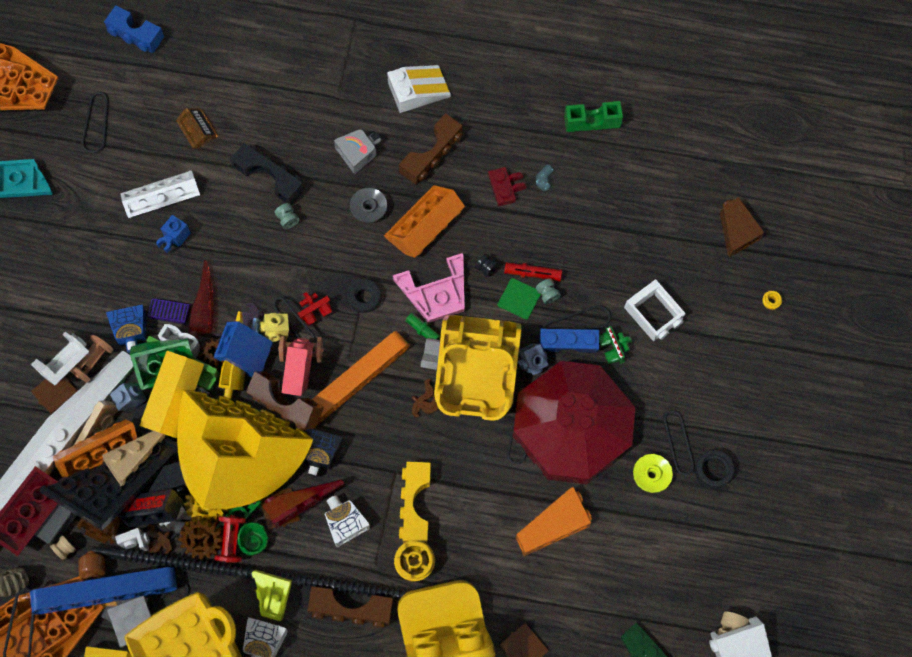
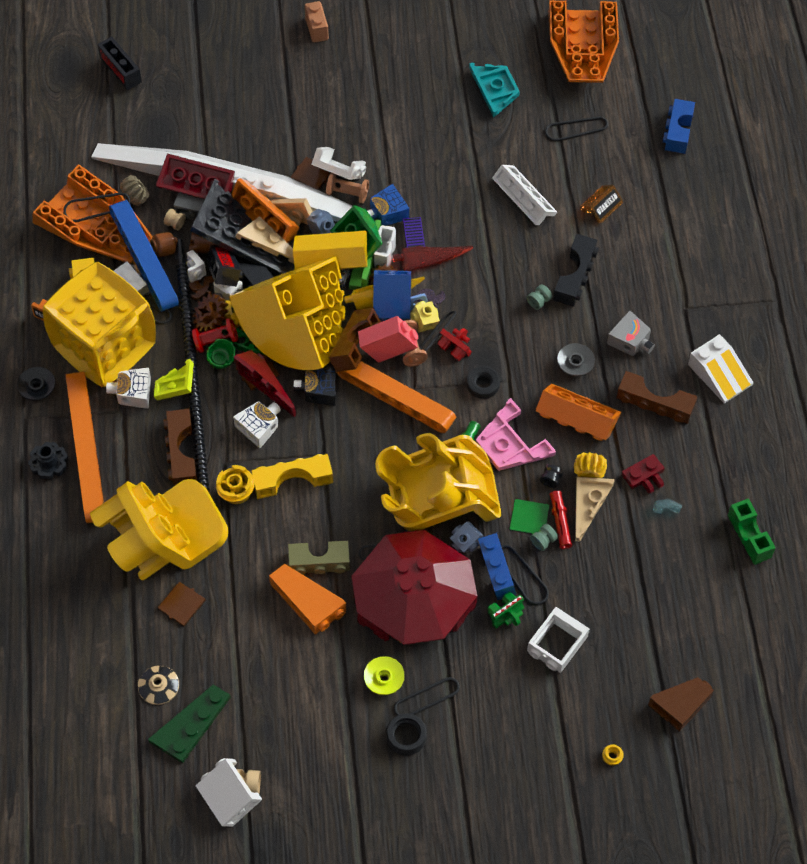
camera: 75 degrees right, 10 degrees down
(174, 232) = (489, 214): blue brick -> none
(488, 227) = (590, 465): none -> yellow gear
(511, 518) = (334, 560): none -> olive arch
(517, 240) = (589, 498): none -> tan wing

